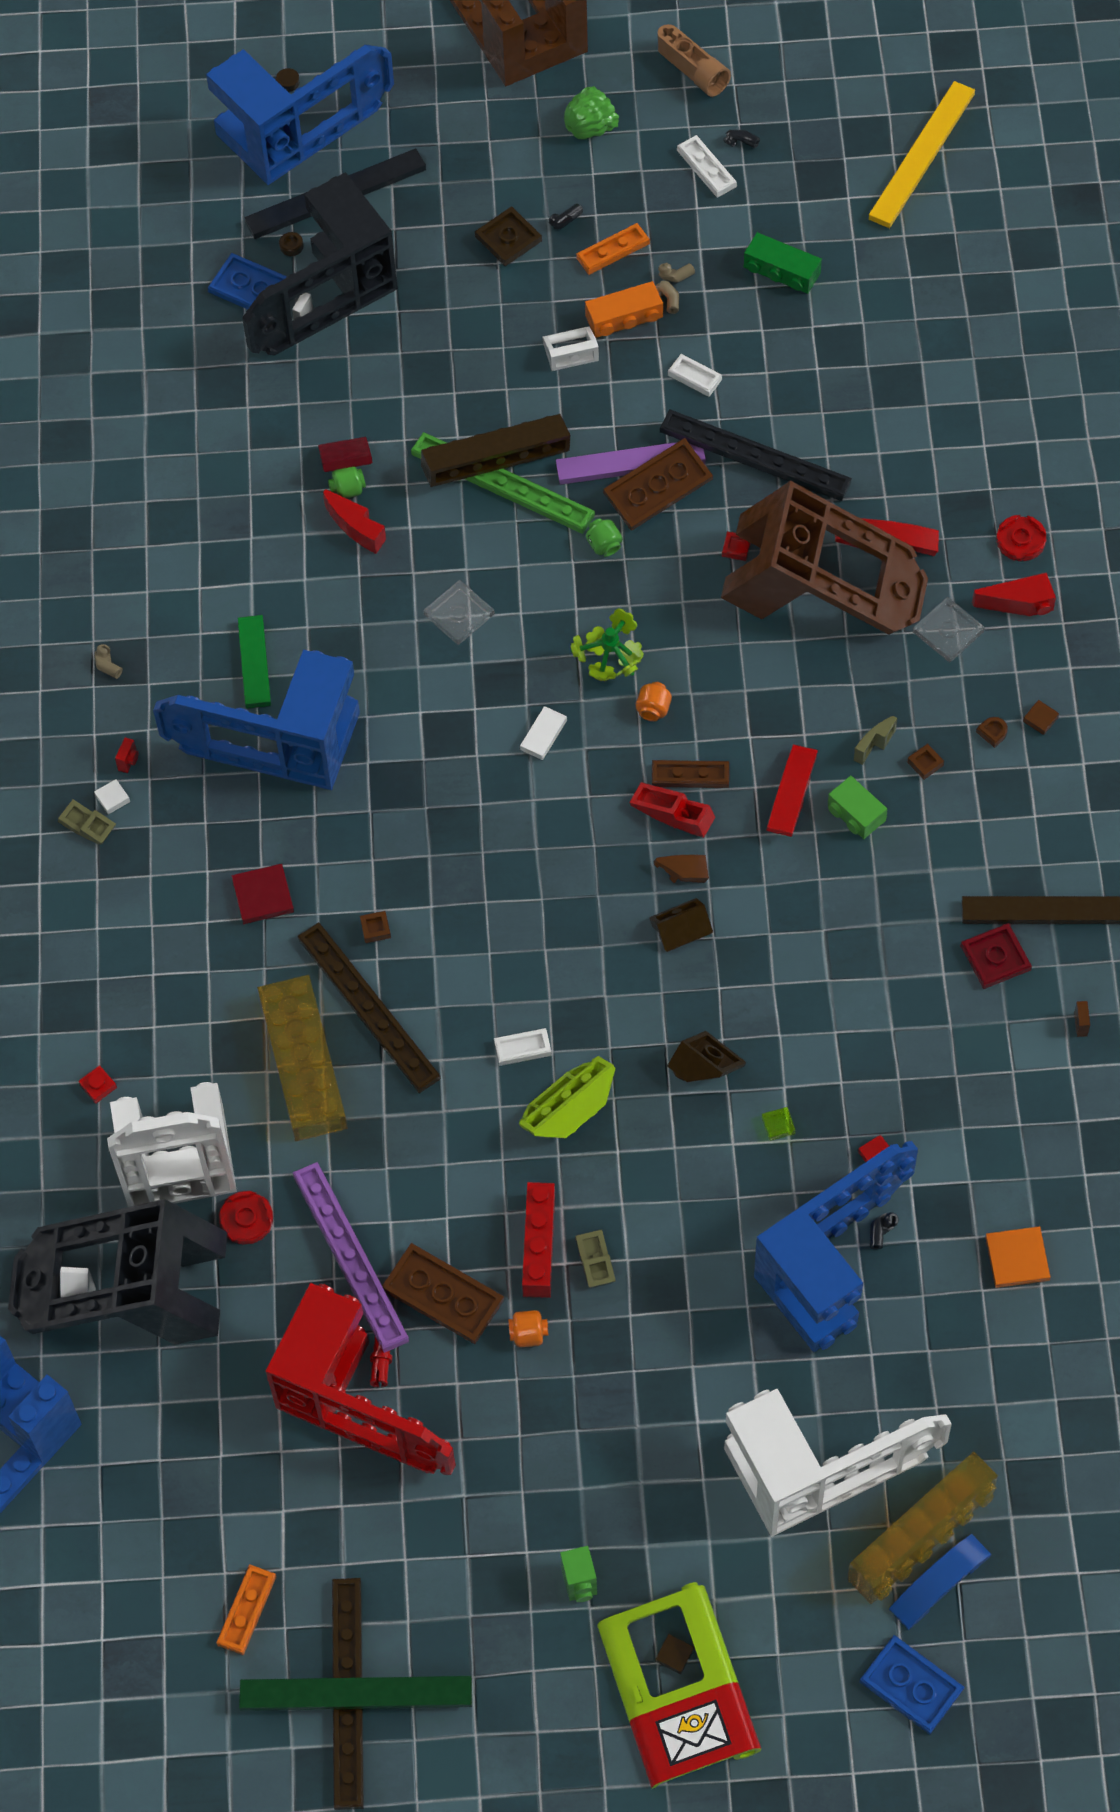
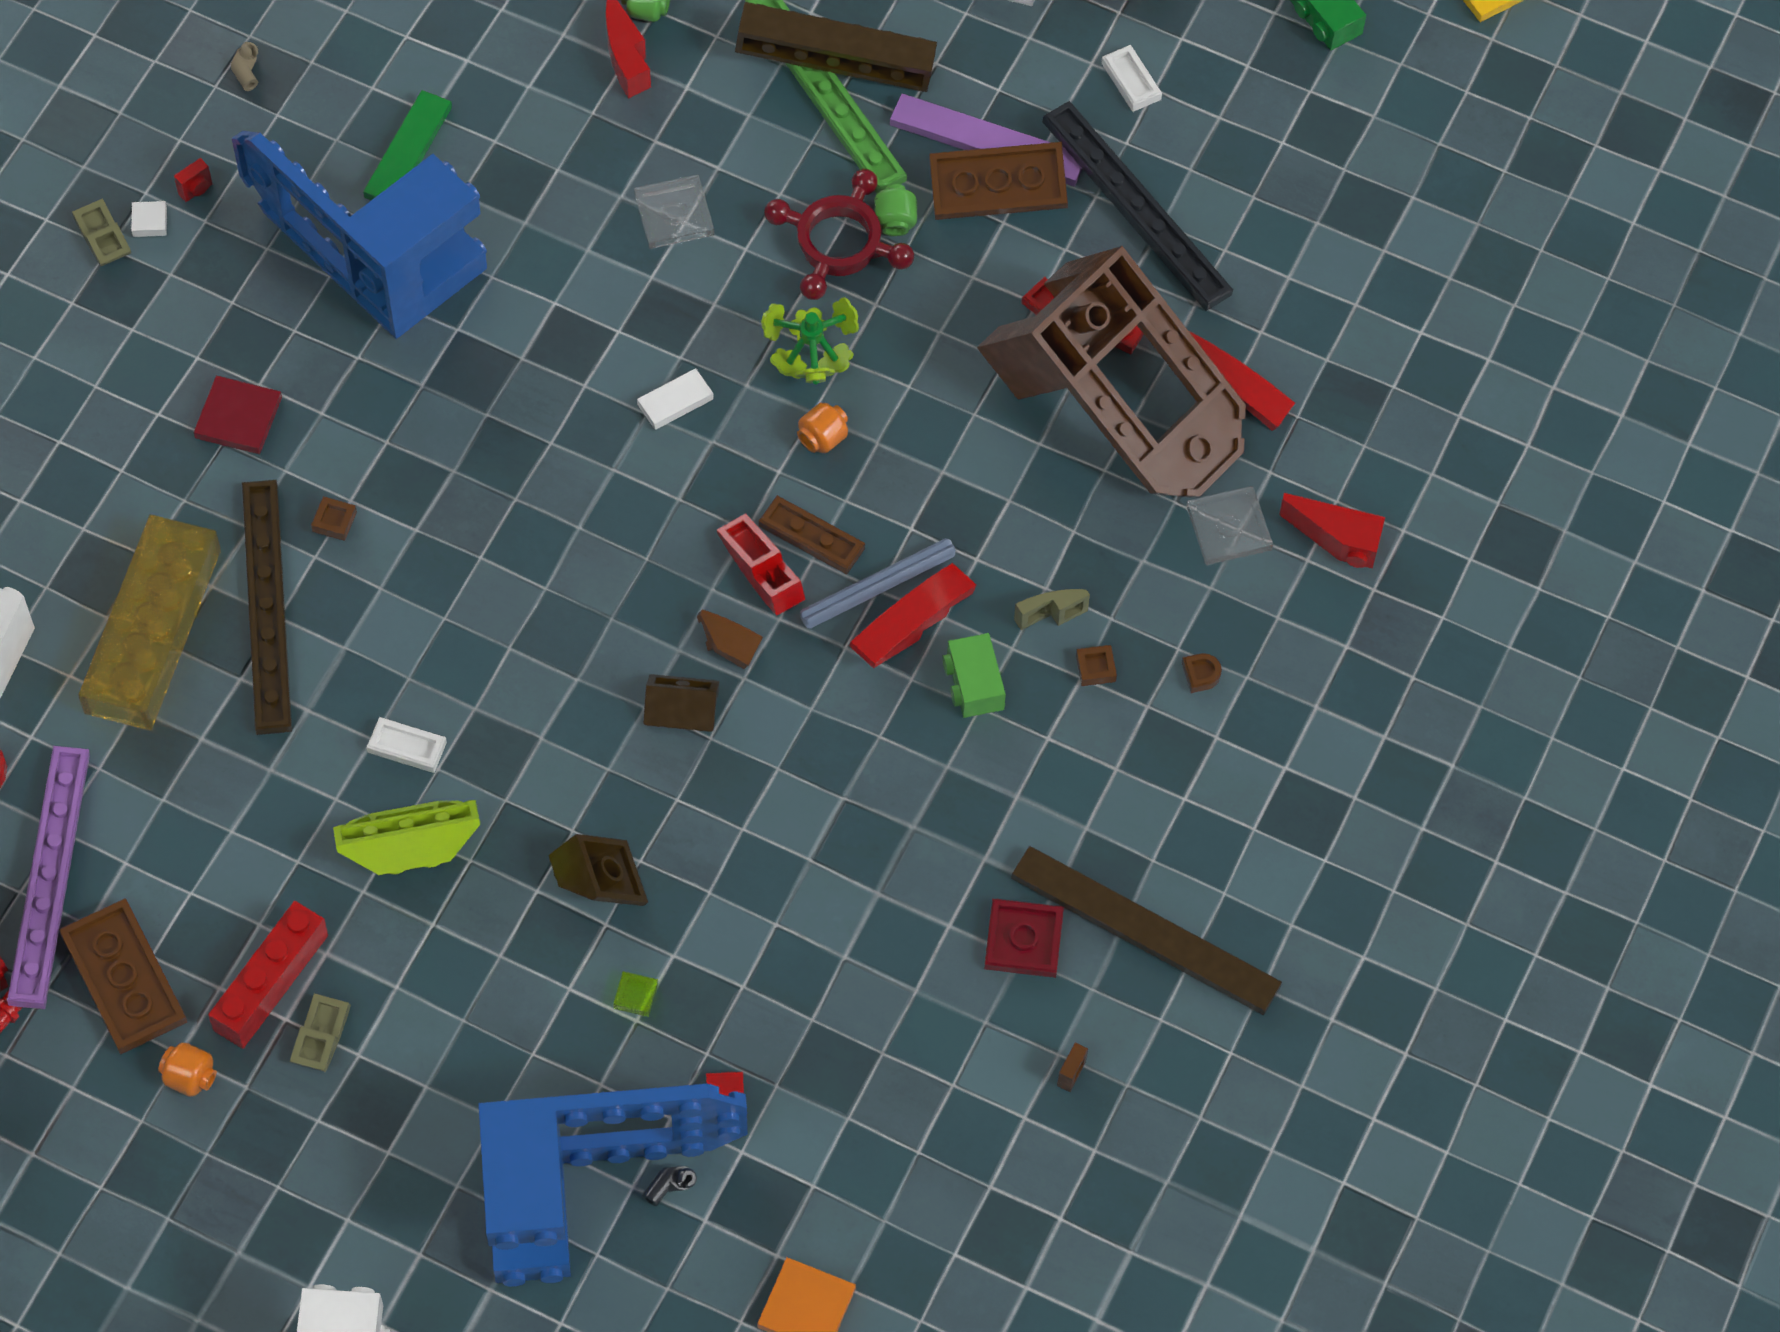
camera: 25 degrees right, 0 degrees up
(585, 612) = (864, 183): none -> dark red piece
(754, 782) = (877, 583): none -> sand blue axle
(1021, 538) = (1390, 463): red tile -> none
(1041, 717) = (1269, 686): reddish brown tile -> none

